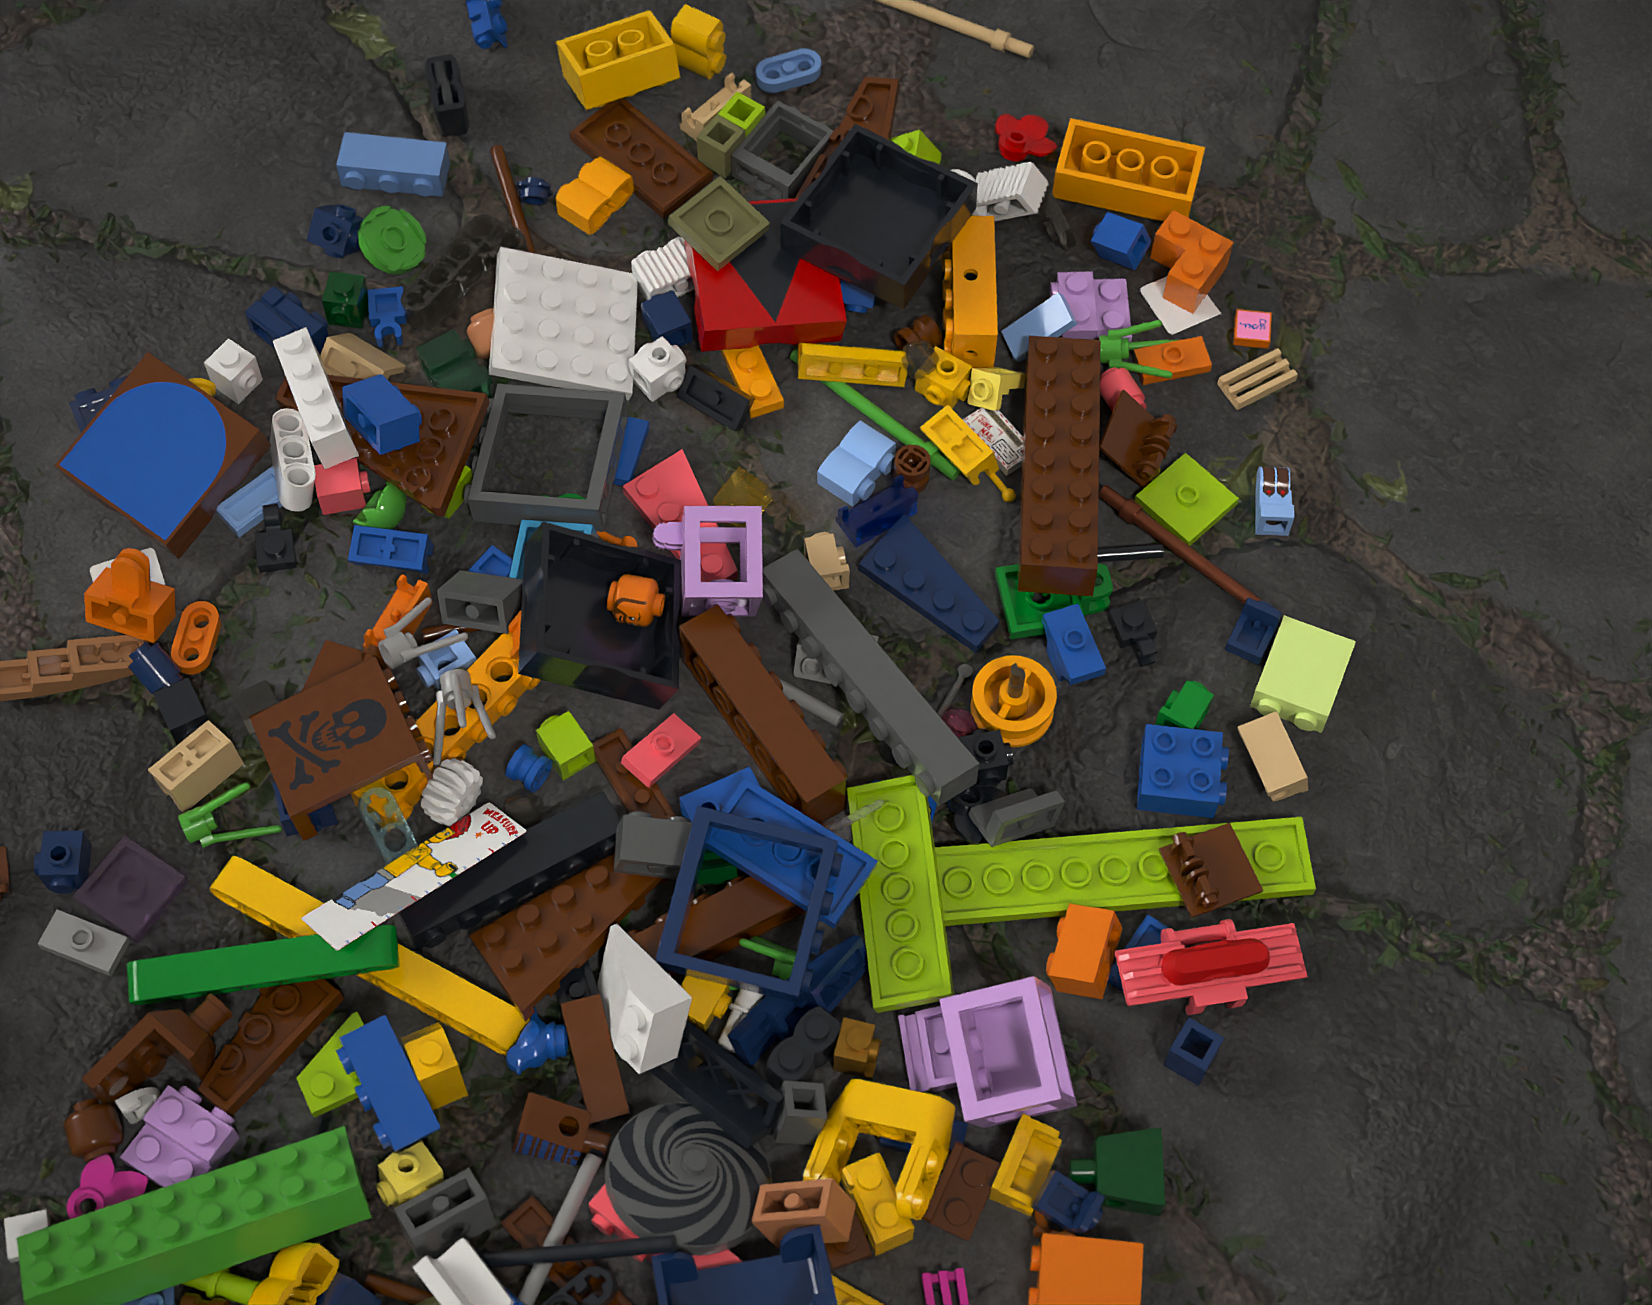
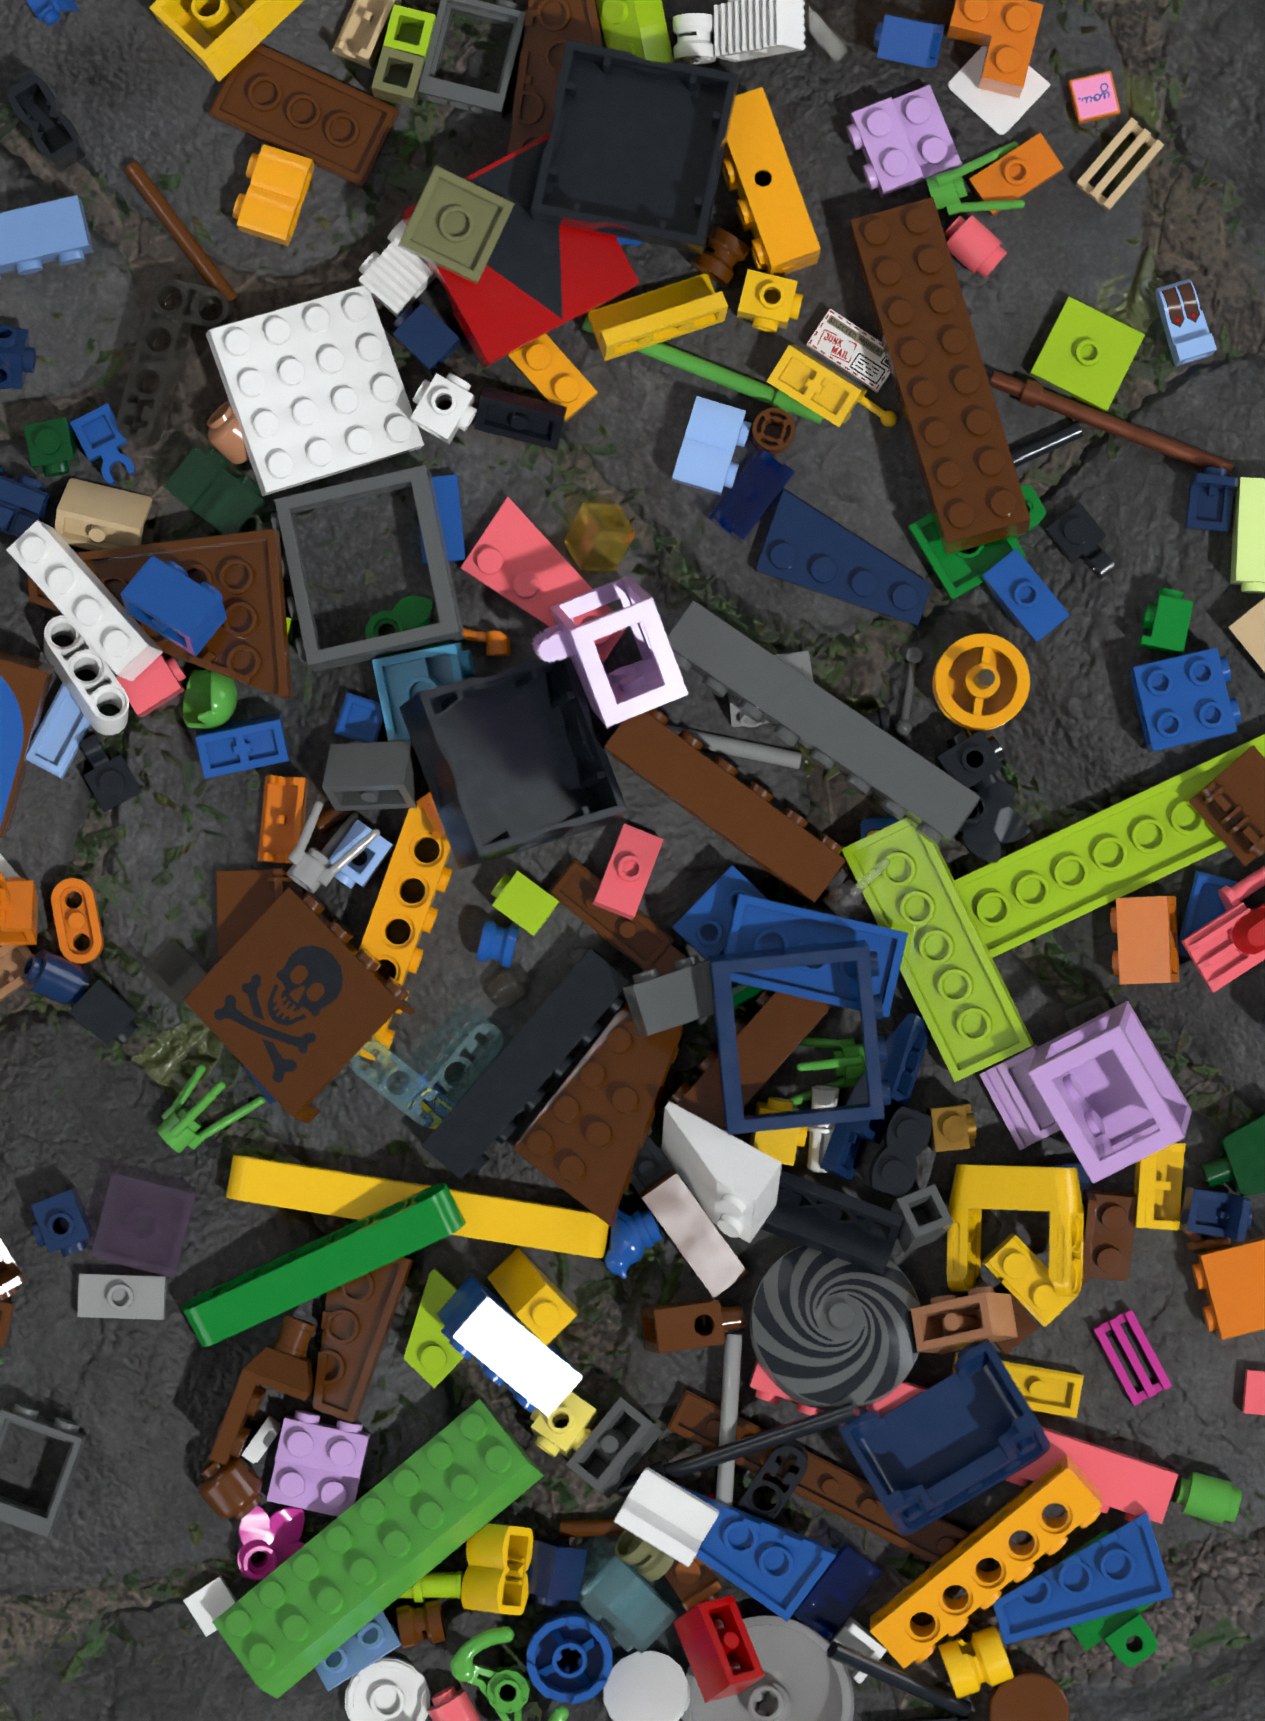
camera: 20 degrees left, 25 degrees up
(196, 766) = (148, 1069): tan hinge -> none
(392, 240) = (69, 346): bright green tile -> none
(413, 876) = (439, 1120): sticker -> none
(451, 791) = (434, 1001): white gear -> none
(457, 694) = (395, 898): light grey plant -> none
(534, 191) = (203, 214): dark blue plate -> none
(635, 600) = (541, 723): orange head -> none
(827, 559) = (719, 582): tan brick -> none
(919, 359) = (736, 294): clear smoke piece -> none
(960, 722) = (931, 728): clear pink plate -> none
(989, 385) = (826, 288): light yellow bracket -> none
(1016, 815) = (1024, 813): dark grey panel -> none
(1047, 320) = (854, 194): light blue tile -> none
(1137, 439) = (1011, 305): reddish brown hinge -> none

